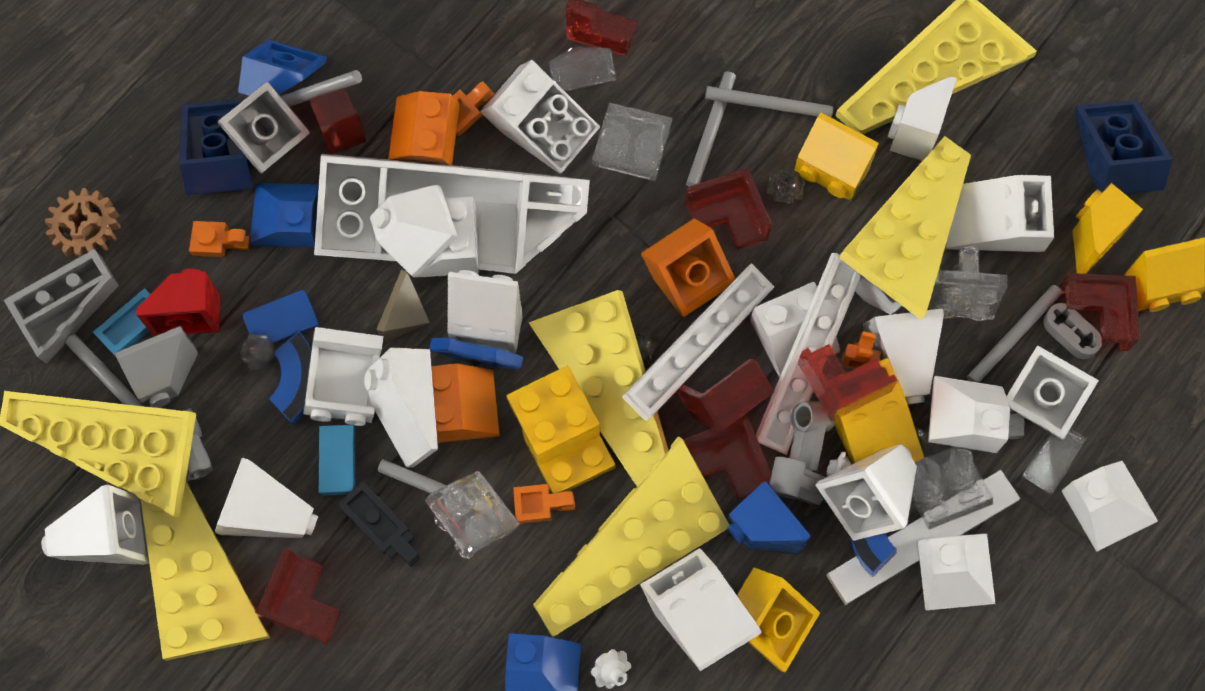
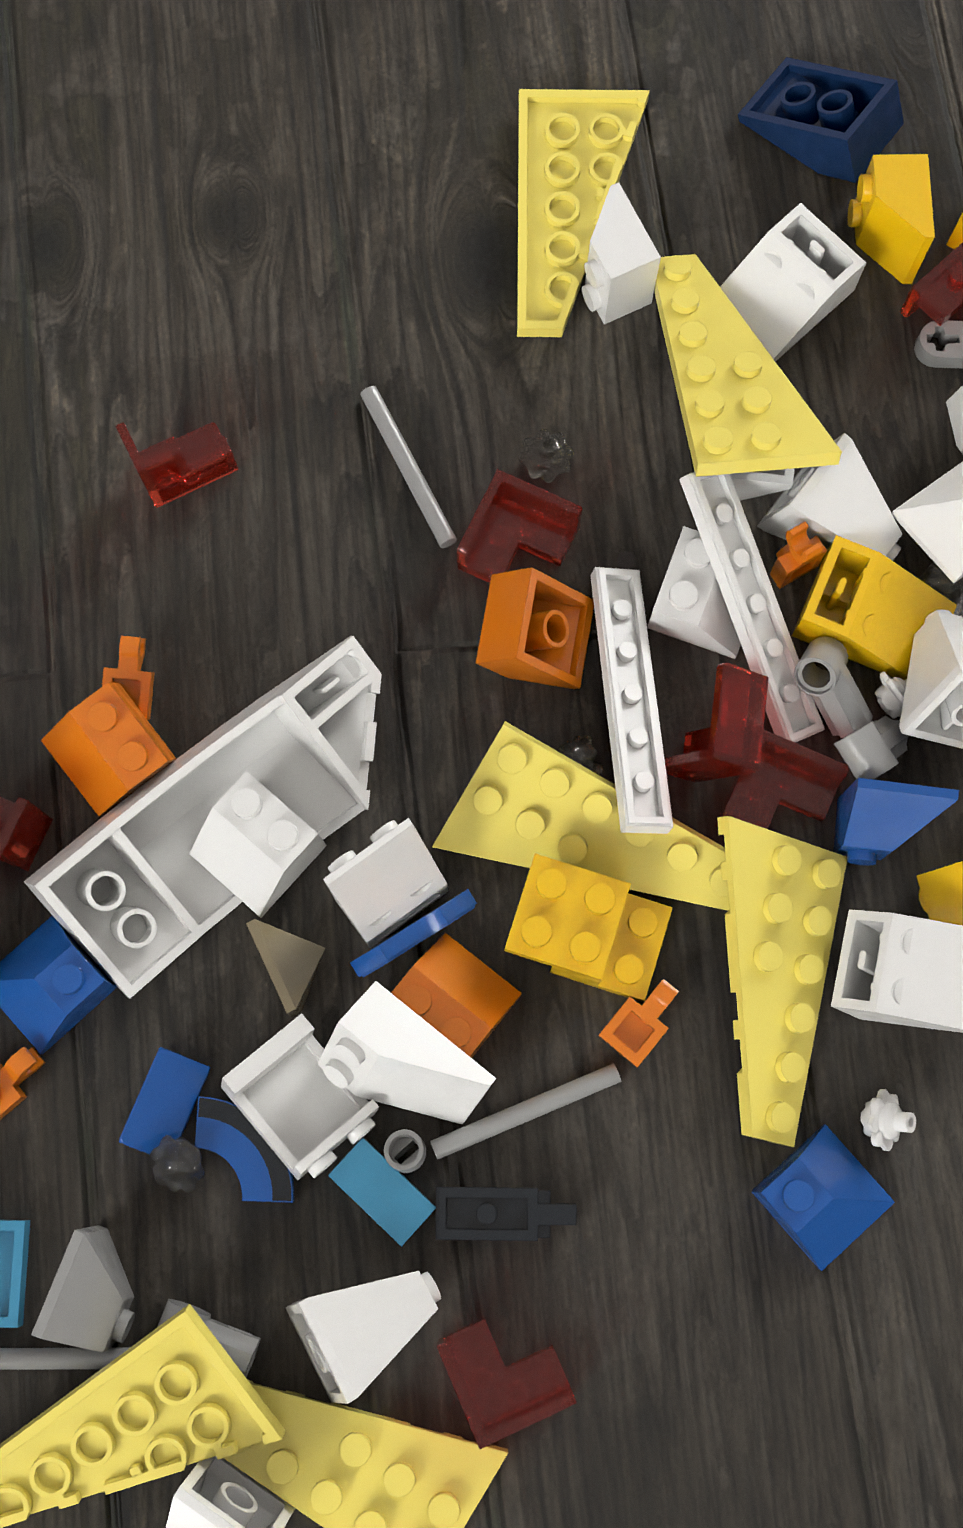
camera: 45 degrees left, 5 degrees up
(183, 301) = (43, 1198): red slope -> none
(366, 446) = (398, 1144): none -> light grey hinge
(414, 227) = (218, 863): white slope -> none
(471, 513) = (592, 1107): clear plate -> none
(540, 117) = (217, 617): white slope -> none
(582, 67) = (207, 524): clear slope -> none
(632, 141) = (350, 552): clear plate -> none
(767, 102) = (438, 383): light grey bar -> none
(835, 157) = (570, 376): yellow slope -> none
(839, 390) = (833, 612): clear red panel -> none
(966, 291) = (838, 391): clear plate -> none
(1014, 334) = (910, 400): light grey bar -> none

